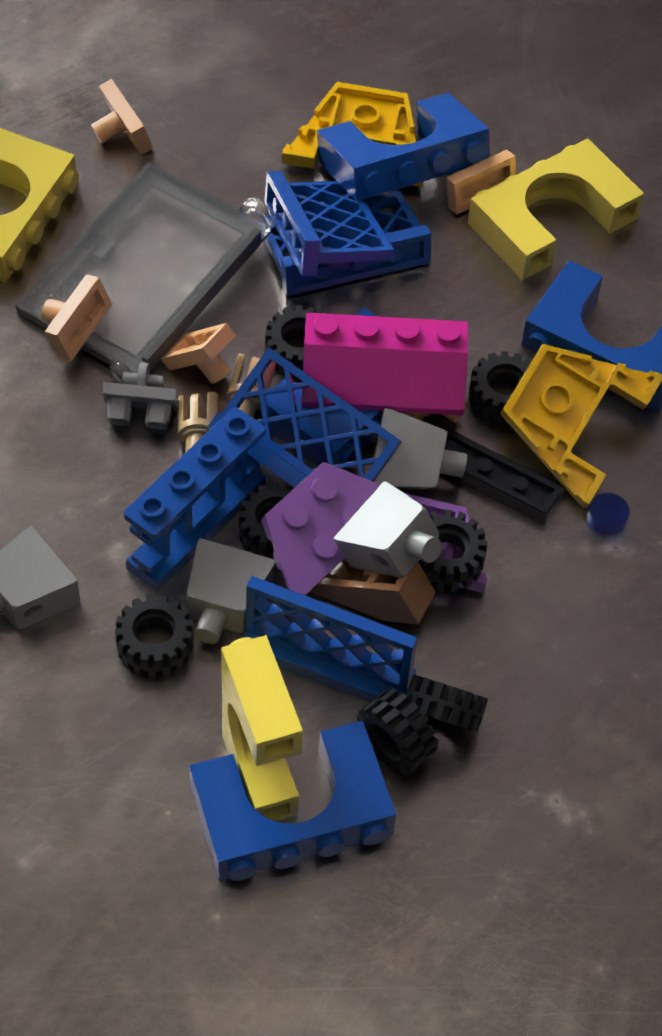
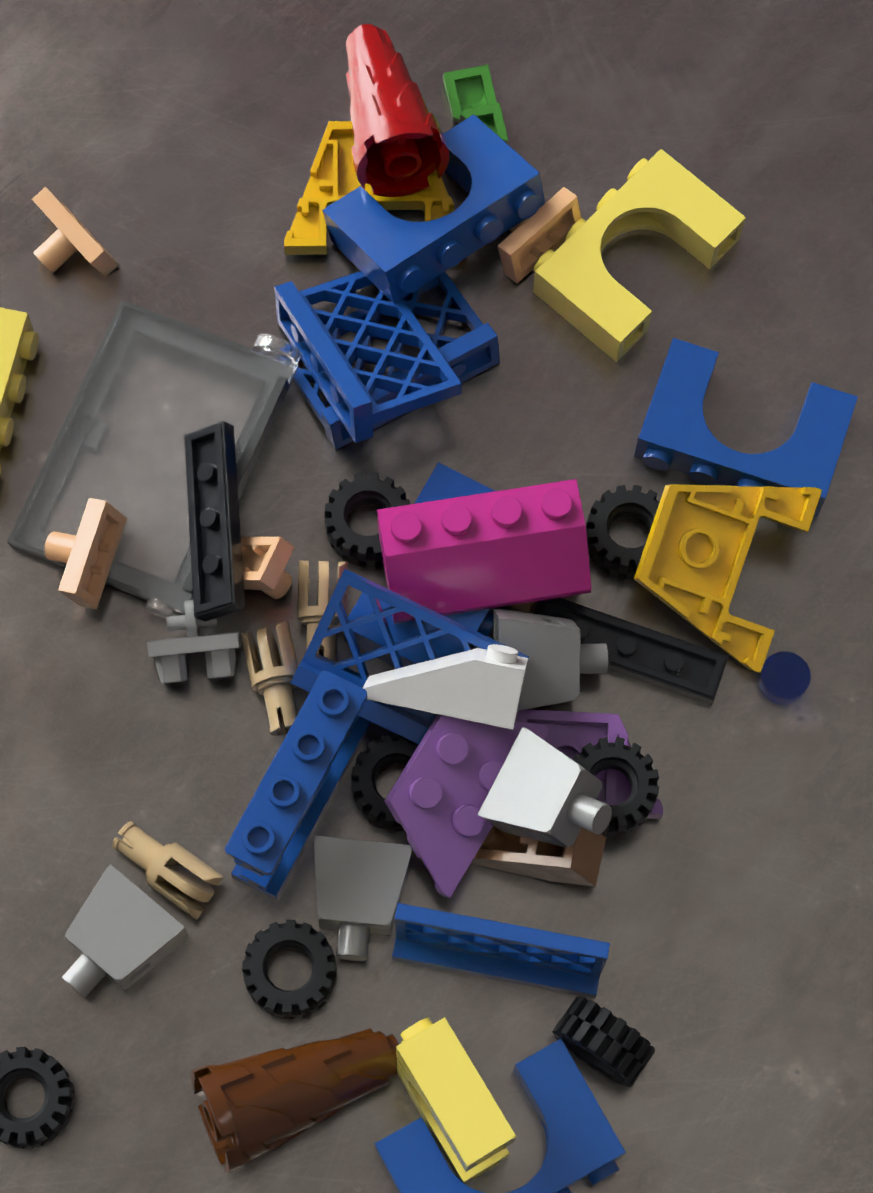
camera: 10 degrees left, 15 degrees up
(75, 543) = (169, 869): none -> tan arm
(123, 716) = (283, 1091): none -> reddish brown cone
(178, 312) = (214, 522): none -> black tile
(347, 444) = (465, 685): none -> white slope
(383, 86) = (391, 124): none -> red cone
(447, 703) = (651, 992): black tyre -> none
(453, 82) = (471, 93): none -> bright green slope

